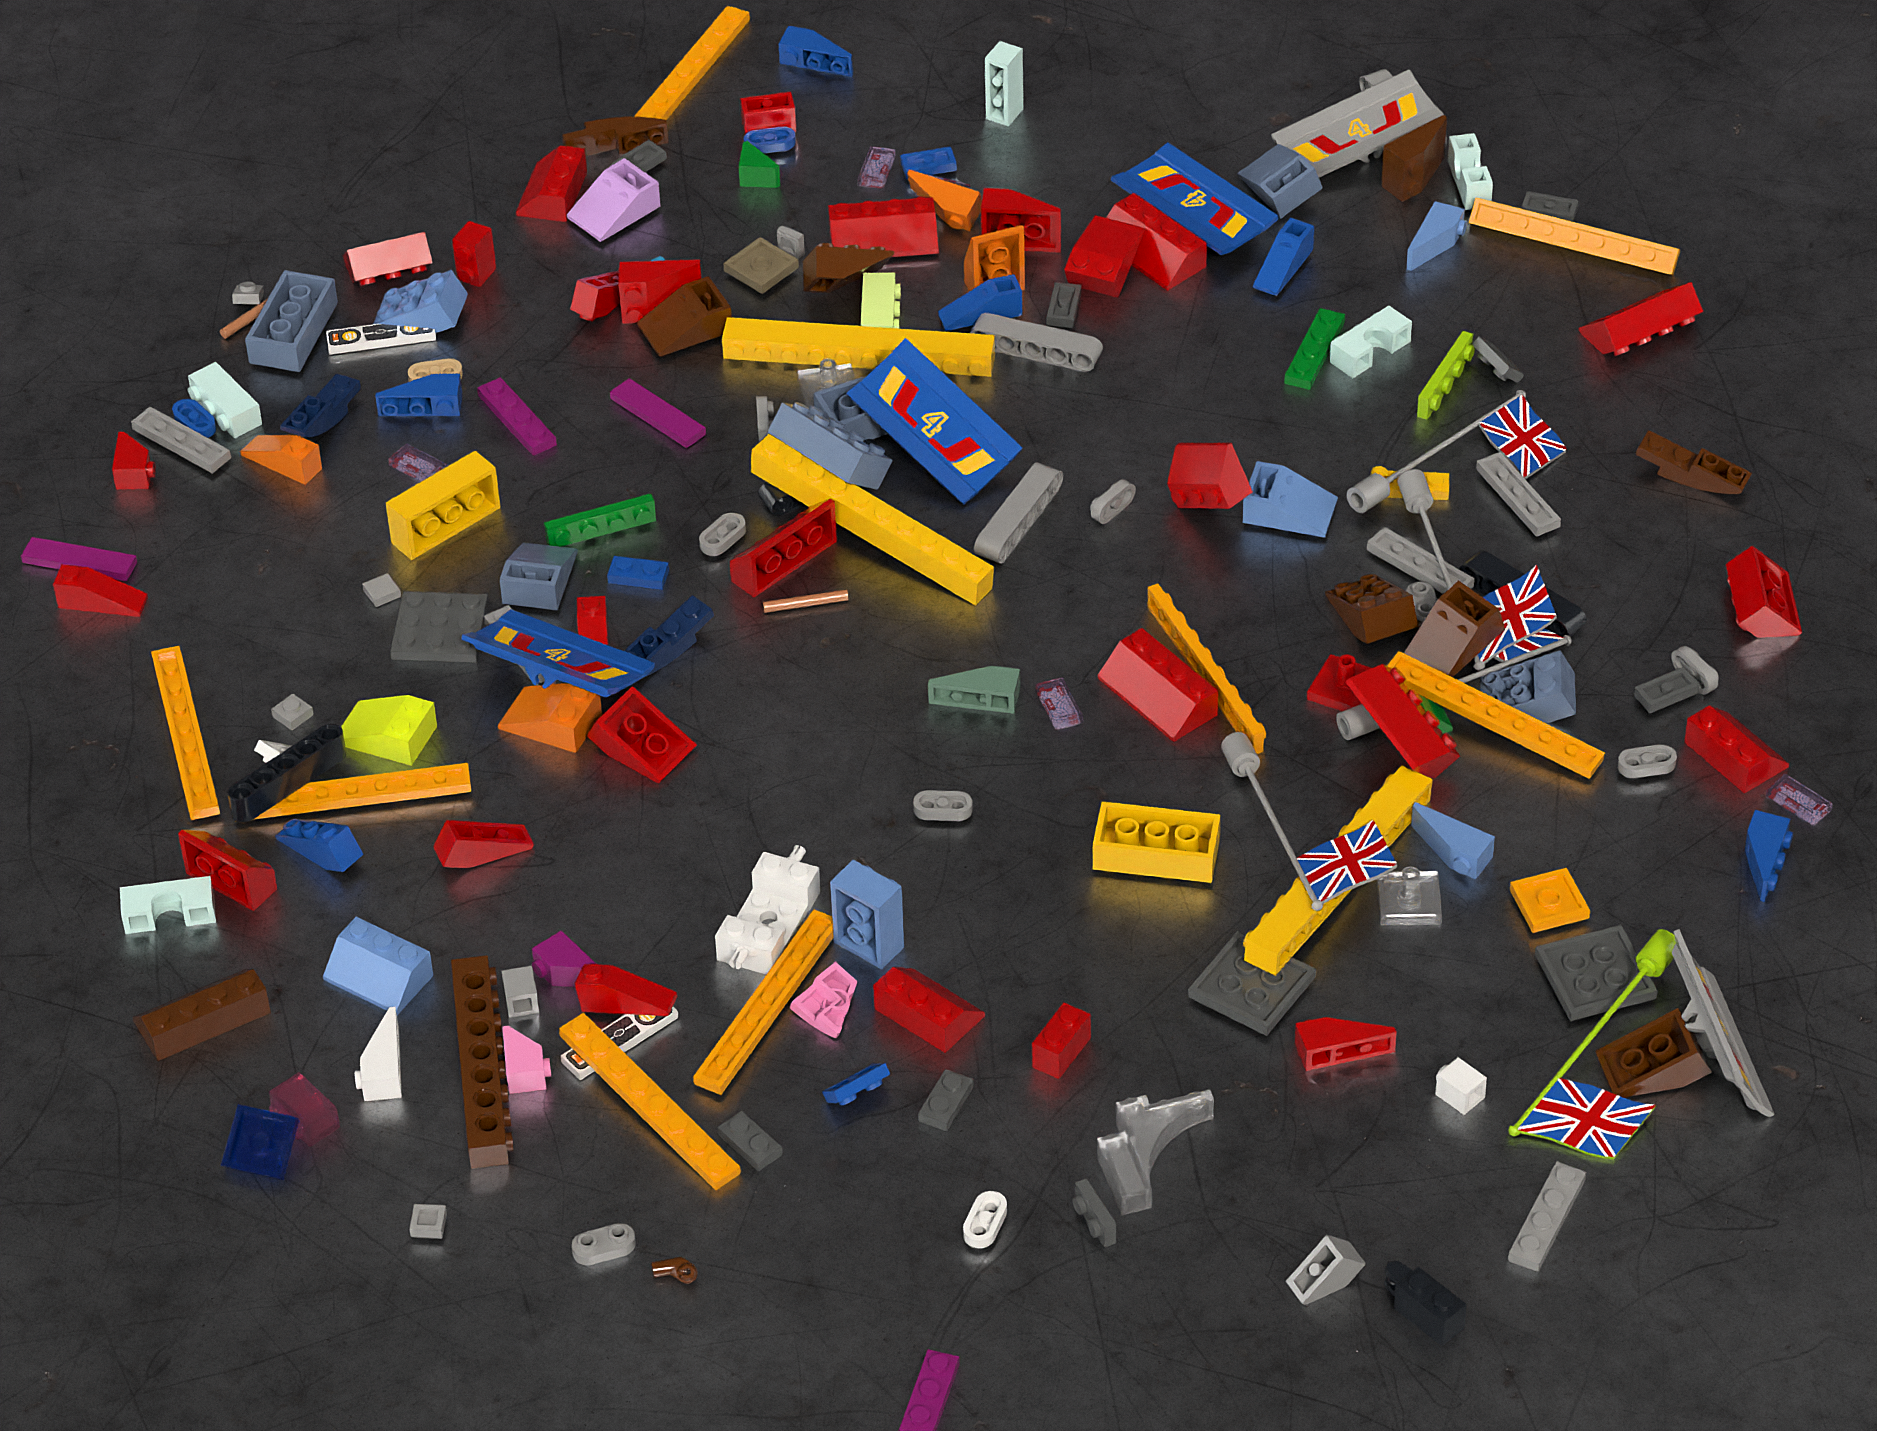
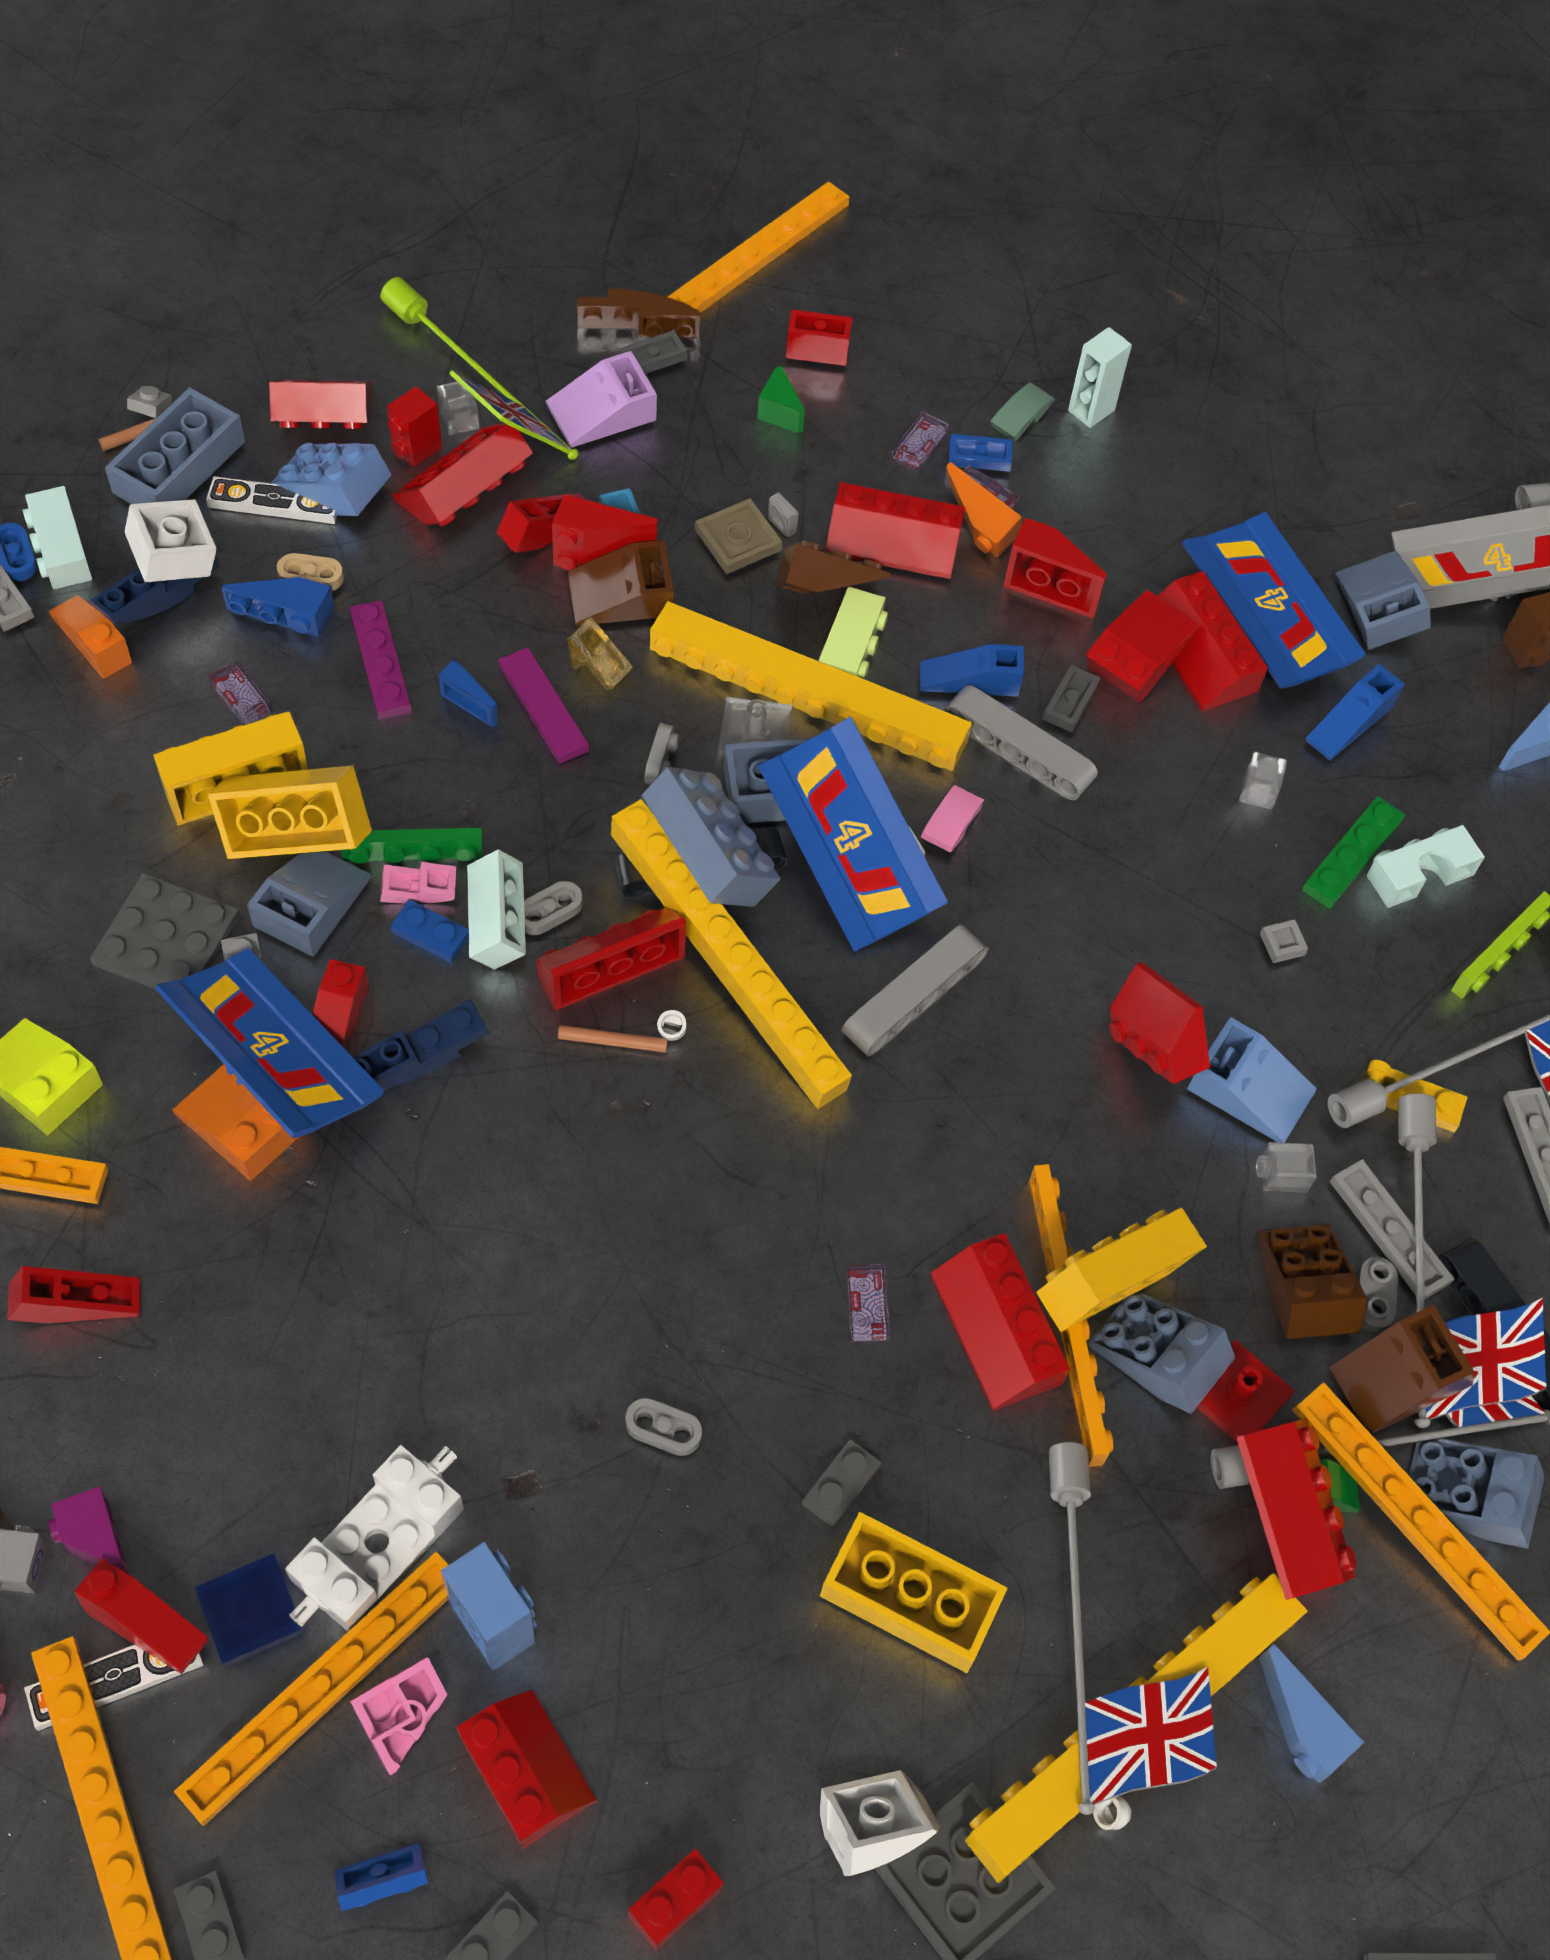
camera: 10 degrees right, 15 degrees up
(327, 368) = (170, 540): none -> white brick
(381, 590) = (121, 861): light grey tile -> none
(429, 178) = (412, 309): none -> lime flag
(504, 234) = (457, 408): none -> clear brick
(505, 513) = (290, 812): none -> yellow brick
(526, 277) = (464, 474): none -> slope
(554, 185) = (548, 358): red slope -> none
(592, 415) = (467, 694): none -> blue slope
(623, 543) = (424, 885): none -> bright pink slope
(641, 736) = (332, 1194): red slope -> none
(684, 363) = (593, 648): none -> clear yellow slope
(684, 542) = (496, 909): none -> light aqua brick
(697, 975) = (248, 1610): none -> clear blue plate
(772, 139) = (811, 369): blue plate -> none
(812, 51) = (900, 267): blue slope -> none
(847, 579) = (675, 1019): none -> white hinge
(949, 126) = (1021, 410): none -> sand green slope
(980, 689) = (778, 1253): sand green slope -> none
(995, 256) = (1008, 620): orange slope -> none
(1003, 402) = (952, 818): none -> bright pink slope
(1082, 806) = (841, 1483): none -> dark grey plate
(1112, 501) = (1043, 1005): light grey plate -> none
(1177, 966) = (875, 1820): none -> white slope
(1229, 318) = (1263, 780): none -> clear brick
(1231, 621) = (1119, 1267): none -> yellow brick
(1281, 414) = (1284, 941): none -> light grey plate
(1283, 670) = (1164, 1349): none -> sand blue slope
(1332, 546) = (1287, 1167): none -> clear brick
(1332, 920) = (1111, 1818): none -> white hinge
(1409, 898) = (1226, 1799): clear tile -> none
(1549, 900) = (1409, 1867): light orange plate -> none

